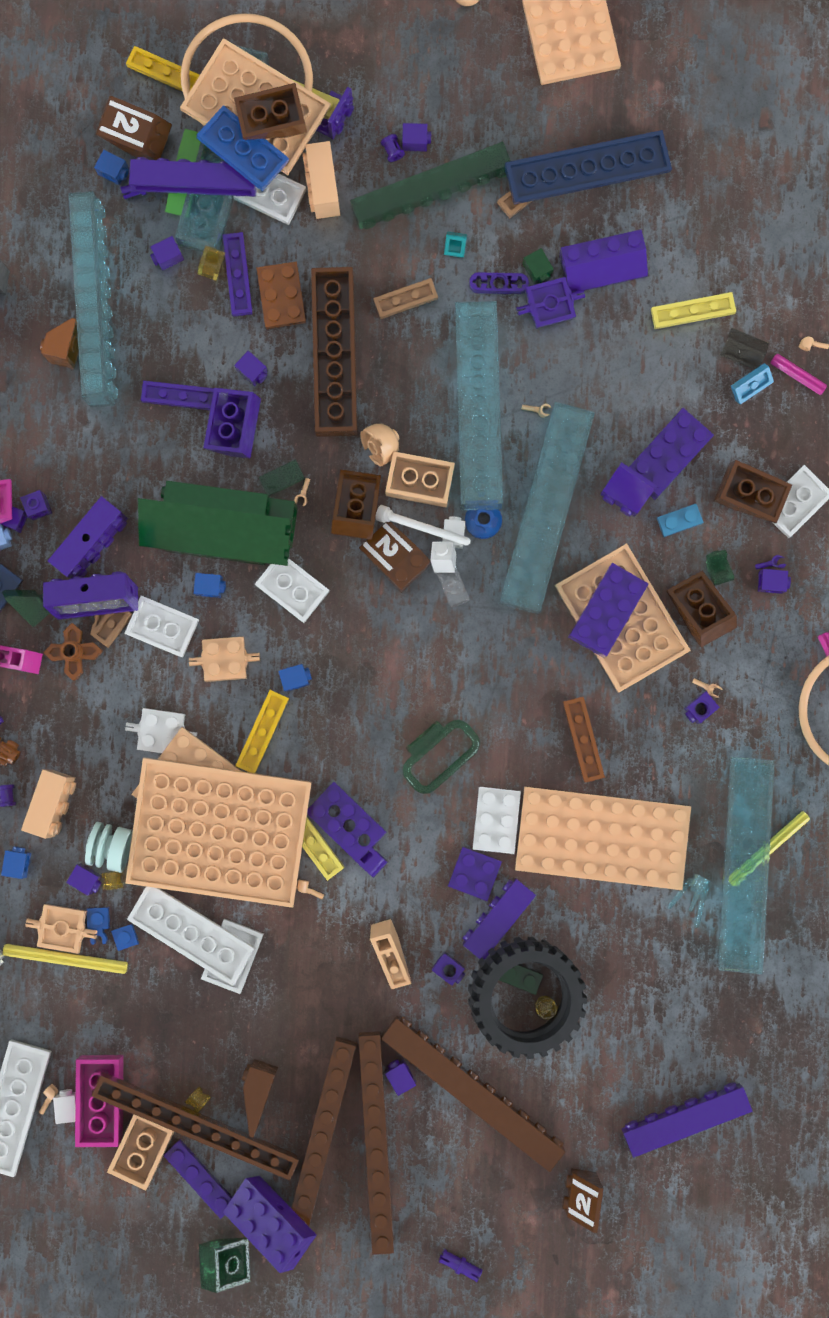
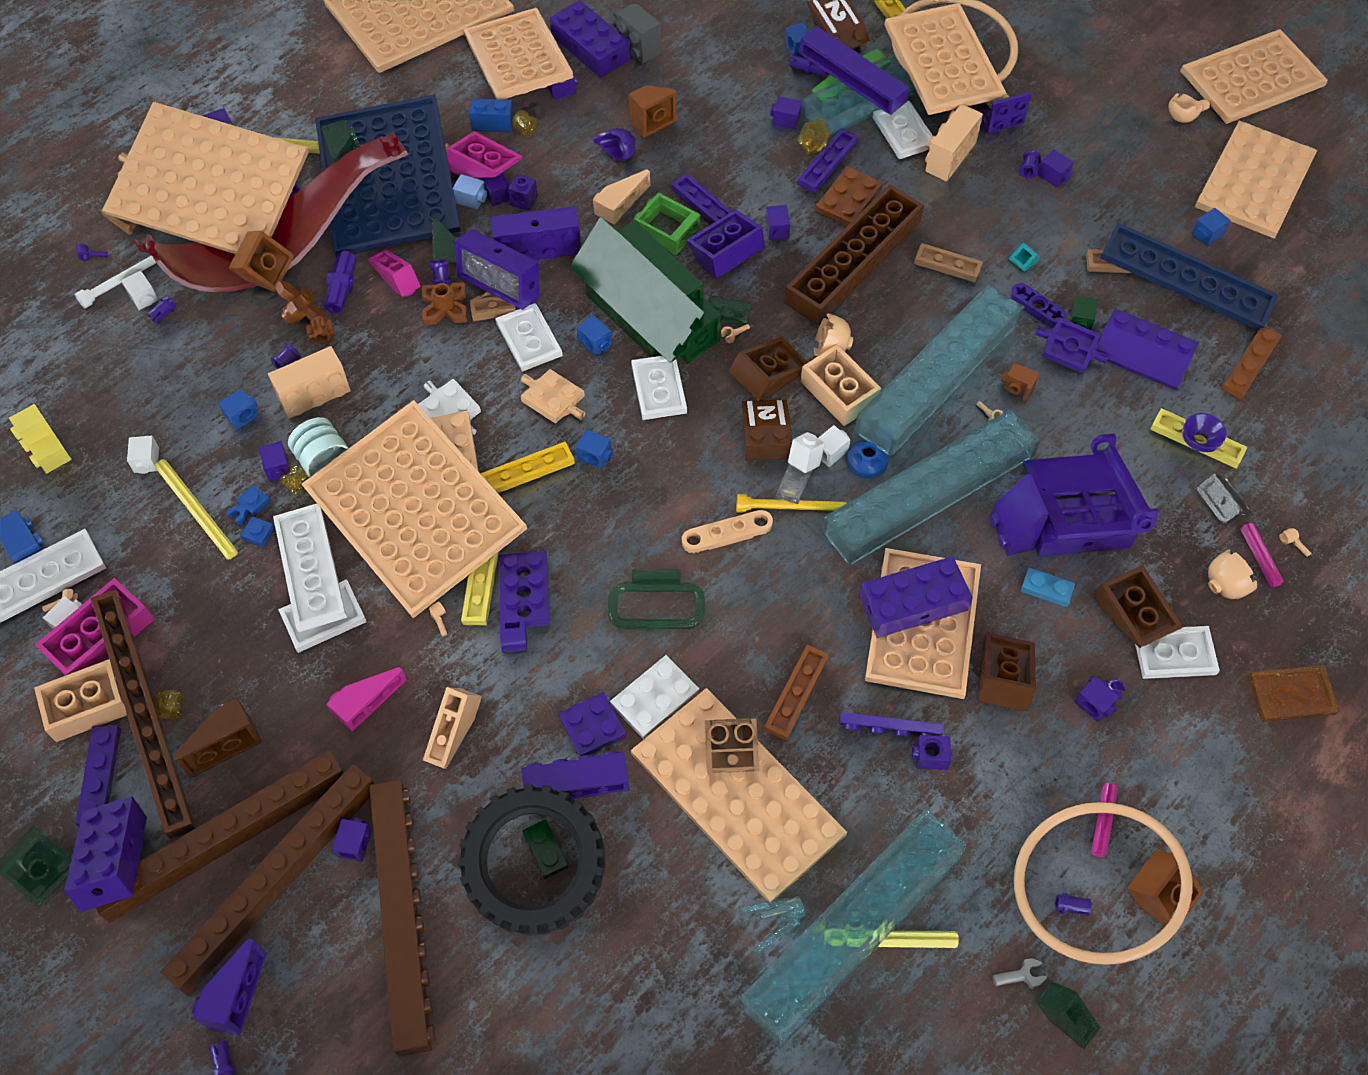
camera: 40 degrees right, 25 degrees down
(48, 632) = (440, 271): none -> dark purple bush
(61, 928) = (218, 482): light nougat plate -> none
(63, 396) = (617, 143): none -> dark purple hair
(92, 299) = (699, 99): clear light blue brick -> none
(112, 449) = (620, 196): none -> light nougat slope
(191, 437) = (688, 218): none -> bright green window
(252, 158) = (909, 68): blue plate -> none
(271, 113) = (953, 59): reddish brown slope -> none
(315, 992) = (362, 698): none -> dark pink slope
(384, 515) = (787, 392): white piece -> none
(428, 1236) = (230, 992): none -> dark purple slope
(430, 186) = (1038, 204): clear green brick -> none
(434, 628) = (746, 503): none -> yellow piece
(438, 660) = (727, 531): none -> light nougat plate
(446, 959) = (488, 772): dark purple brick -> none
(538, 366) = (1020, 380): none -> dark orange brick
(545, 1010) = (540, 890): clear yellow wheel -> none
(569, 101) = (1211, 226): none -> blue brick
(578, 815) = (731, 745): none -> medium nougat slope
(641, 416) = (1086, 475): none -> dark purple door
(665, 708) = (880, 724): none -> dark purple plate
(682, 207) = (1251, 362): none -> dark orange plate
(703, 301) = (1207, 426): none -> dark purple piece
(709, 688) = (956, 744): light nougat hand -> none
(719, 567) = (1053, 647): clear green bracket -> none
(752, 383) = (1209, 528): dark azure plate -> none
(793, 416) = (1230, 576): none -> light nougat cylinder

